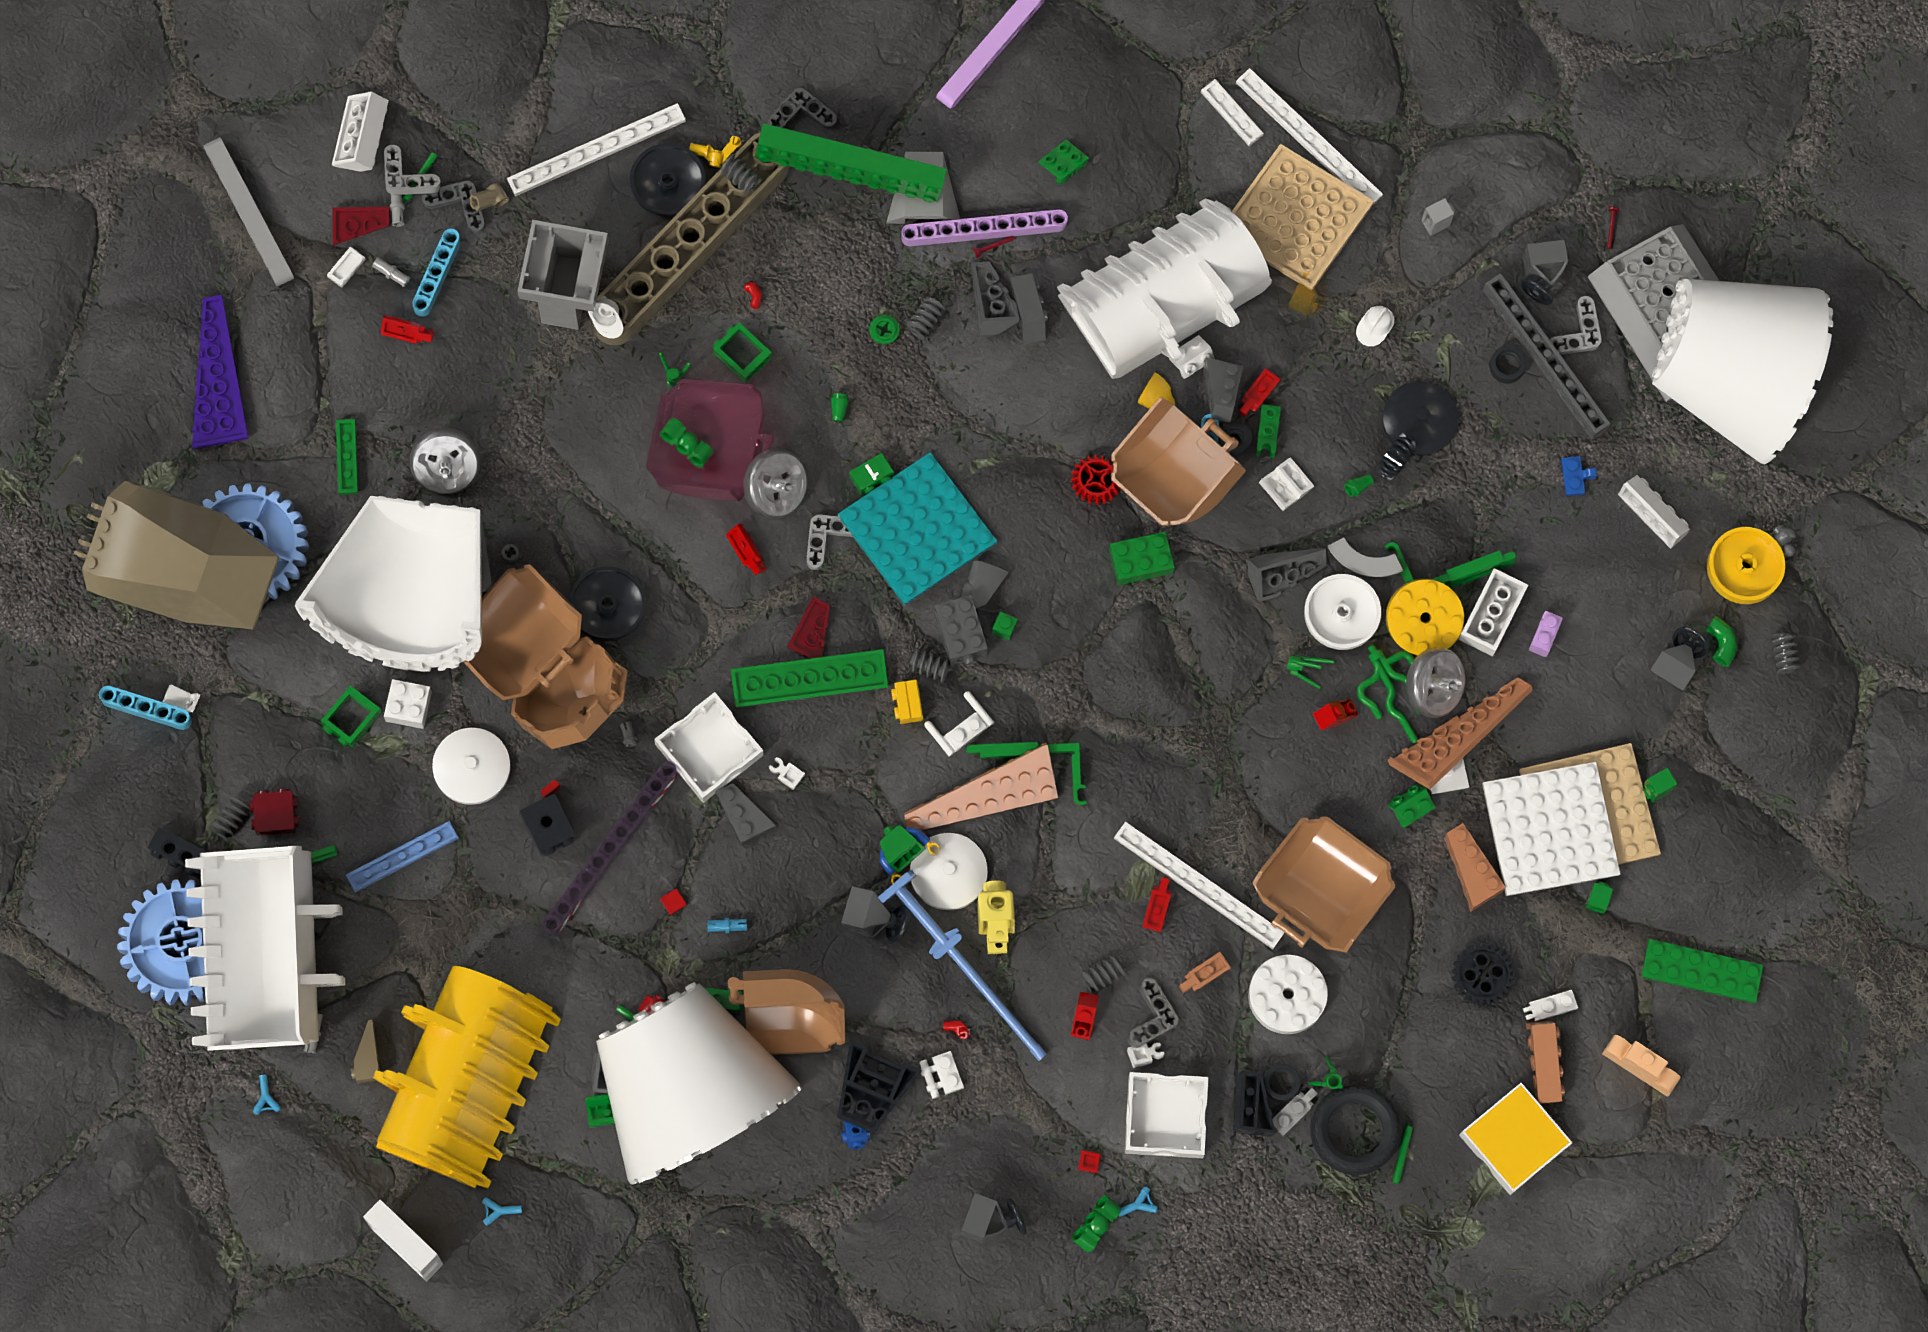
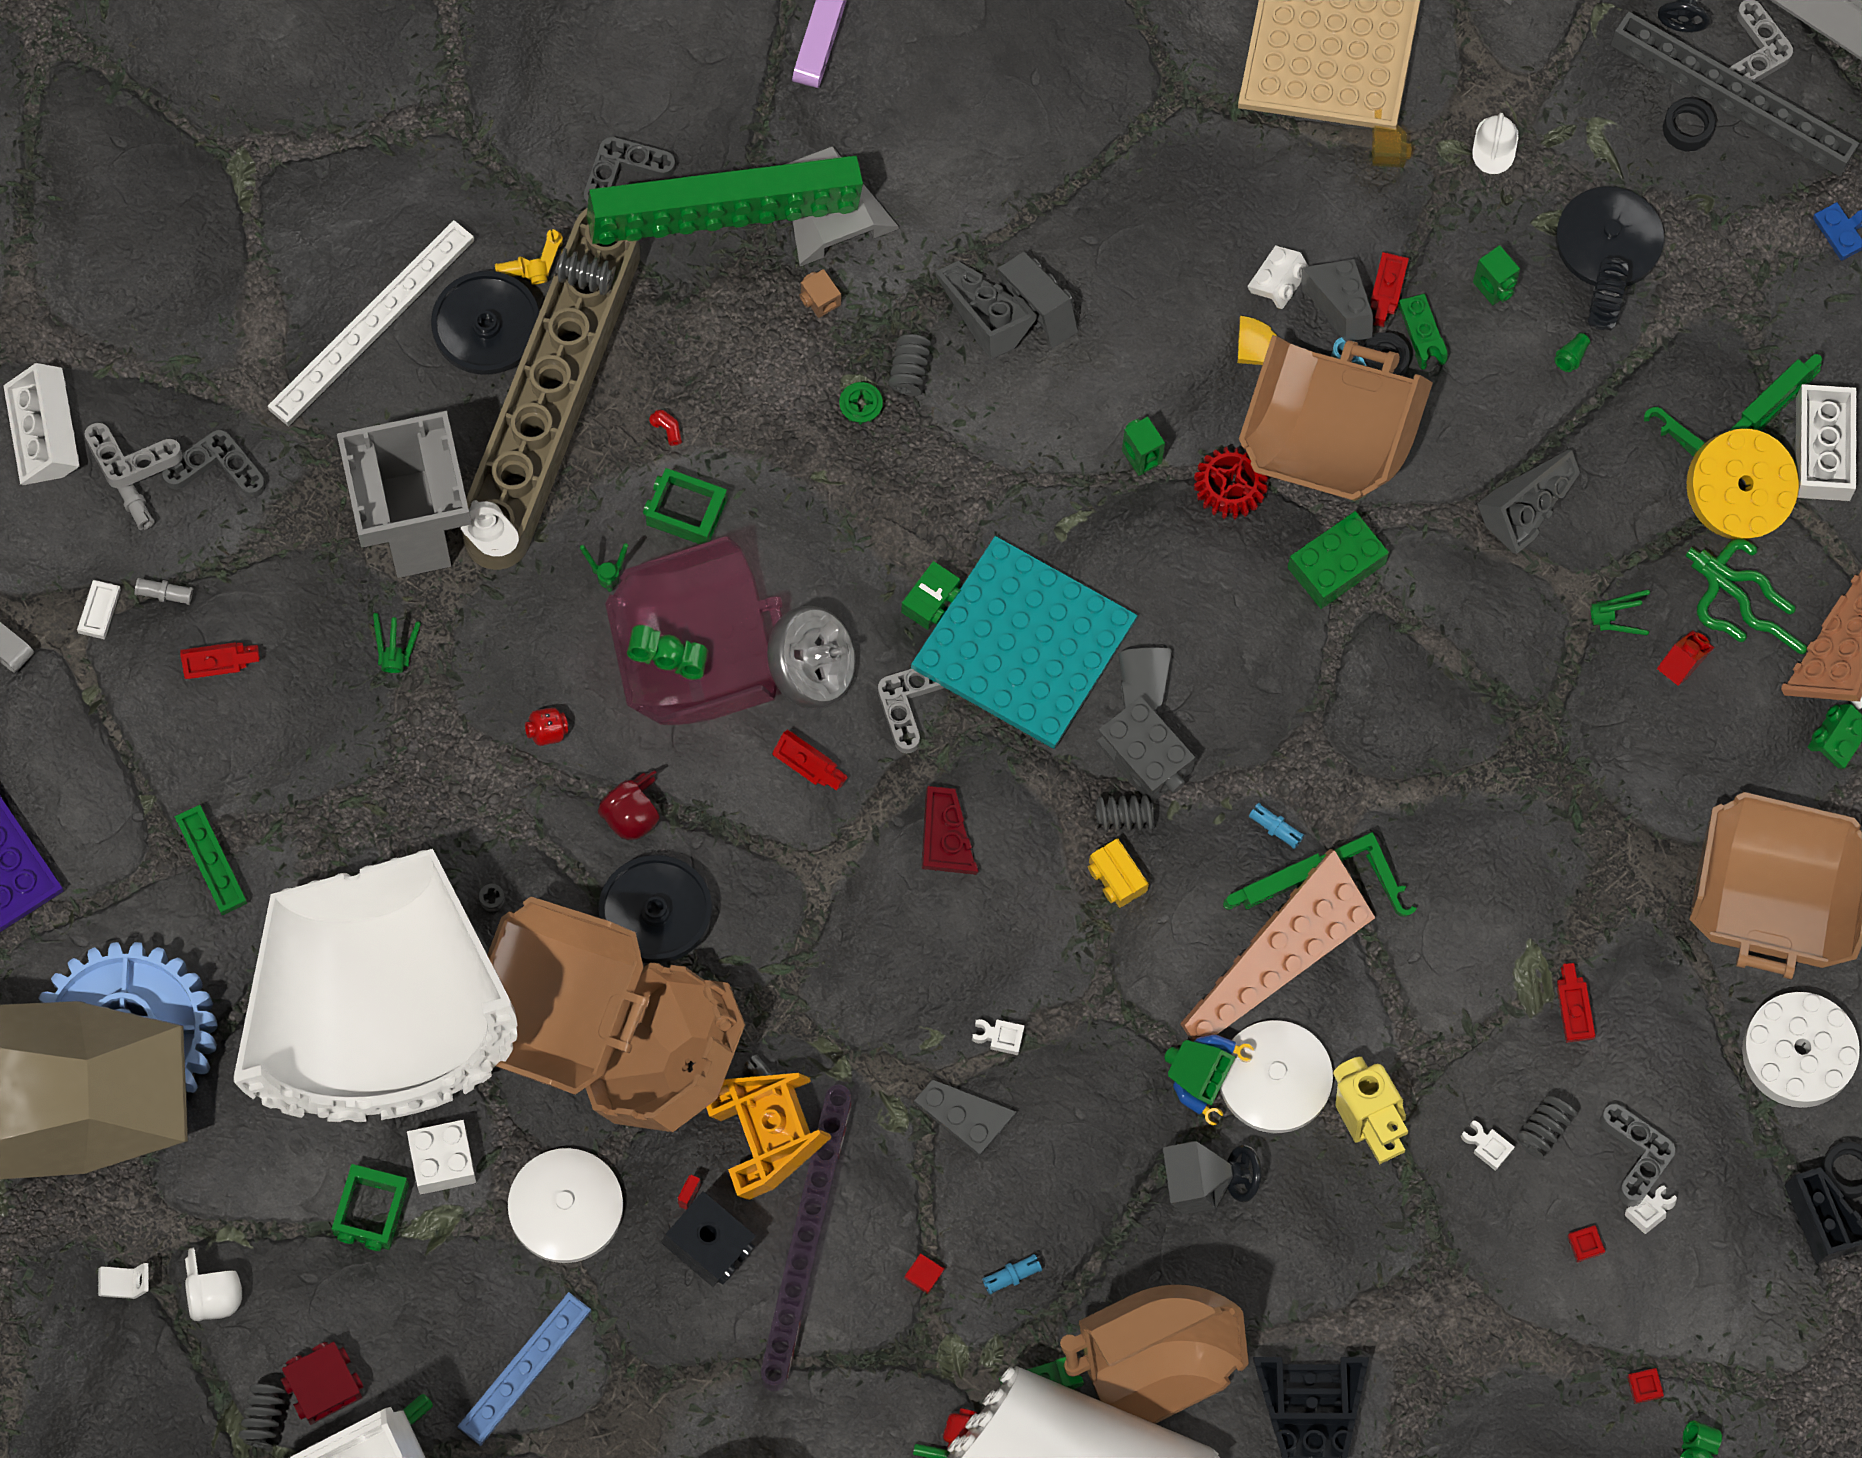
camera: 20 degrees left, 5 degrees down
(153, 712) = (65, 1307): medium azure beam -> none
(230, 730) = (211, 1294): none -> white piece
(357, 221) = (89, 543): dark red wing -> none
(425, 168) = (150, 439): green bar -> none
(433, 474) = (335, 786): flat silver wheel -> none
(436, 264) = (226, 555): medium azure beam -> none
(492, 196) = (258, 437): dark tan piece -> none
(514, 374) = (393, 659): none -> green plant
(591, 458) = (546, 726): none -> red head
(617, 771) = (772, 1128): none -> light orange wedge
(618, 533) = (628, 809): none -> dark red piece
(709, 747) = (879, 1044): white tile -> none
(809, 678) = (971, 896): green plate -> none
(839, 405) = (846, 523): green cone -> none
(889, 246) = (819, 293): none -> medium nougat brick
(946, 943) = (1321, 1172): medium blue piece -> none
(947, 1073) = (1400, 1348): white plate -> none
(958, 1027) = (1385, 1279): red arm -> none
(964, 731) = (1210, 882): white plate -> none
(976, 233) = (937, 209): lavender beam -> none
(977, 251) = (937, 254): dark red piece -> none
(1004, 626) = (1200, 721): green brick -> none
(1022, 713) = (1276, 825): none -> dark azure pin
(1049, 432) = (1142, 445): none -> green brick
(1062, 973) = (1491, 1147): none -> white plate
(1064, 161) = (996, 95): green hinge -> none
(1084, 1015) = (1548, 1191): red slope -> none
(1094, 1058) = (1586, 1243): none -> red tile
(1138, 1204) = (1738, 1415): dark azure piece -> none
(1166, 1115) = (1719, 1279): white tile -> none
(1167, 288) = (1212, 197): white piece -> none
(1198, 885) = (1615, 955): white plate -> none
(1205, 973) = (1679, 1067): nougat hinge -> none
(1286, 484) = (1479, 389): white slope -> none
(1330, 414) = (1496, 276): none -> green brick
(1342, 611) = (1632, 521): white dish -> none
(1363, 564) = (1628, 450): light grey tile -> none
(1446, 683) = (1802, 575): flat silver wheel -> none

